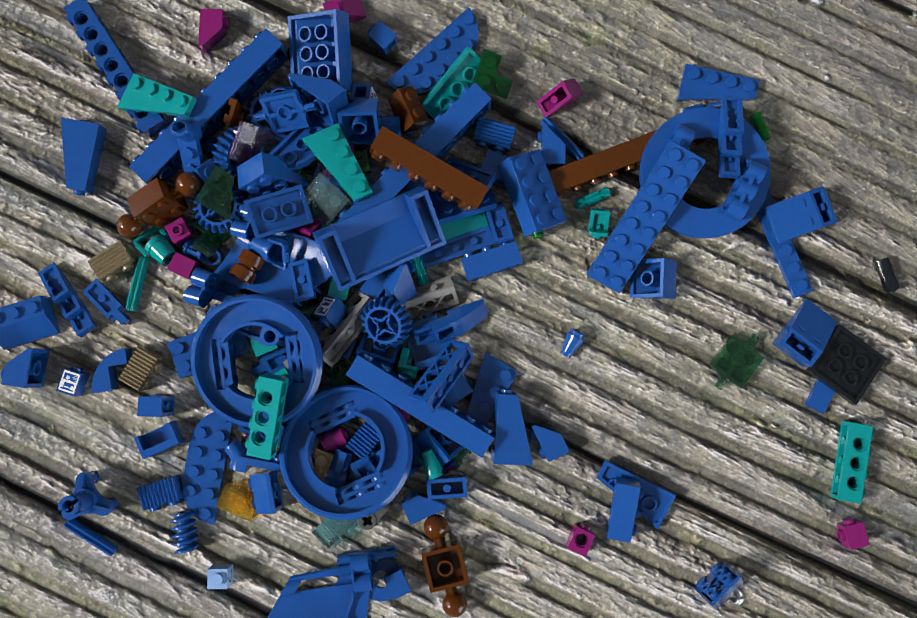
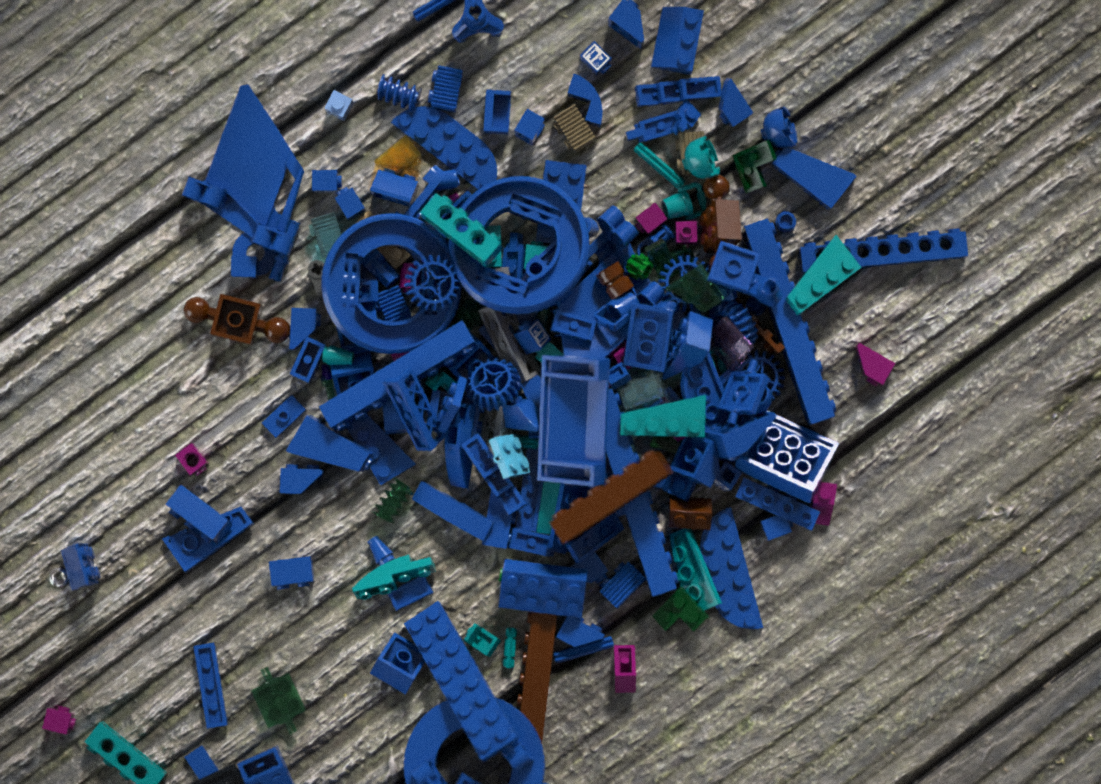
camera: 120 degrees right, 0 degrees up
(53, 249) = (732, 104): none -> blue slope
(56, 200) = (779, 129): none -> blue cylinder
(84, 281) = (686, 117): none -> blue plate
(95, 211) = (749, 163): none -> dark green plate
(108, 249) = (701, 158): none -> teal cylinder
(129, 155) = (785, 221): none -> blue plate
(181, 170) = (733, 267): none -> blue tile
(226, 253) = (639, 266): none -> green gear
(290, 552) = (326, 181): none -> blue brick
(298, 522) = (349, 203): none -> blue brick
(313, 407) = (435, 292): none -> blue gear
(324, 219) = (618, 375): none -> blue plate
(363, 42) = (778, 504): none -> blue bracket
(421, 347) = (451, 404): none -> blue plate
(441, 272) = (511, 457): none -> medium azure plate
(460, 282) = (490, 471): none -> blue slope
(504, 482) = (284, 416): none -> blue plate
(508, 300) = (453, 511): none -> blue slope
(526, 354) = (393, 501): none -> clear green piece
(590, 327) = (384, 578): none -> teal slope
(591, 301) = (410, 592): none -> blue tile
(627, 406) = (291, 571): none -> blue brick
(754, 423) = (210, 685): none -> blue plate

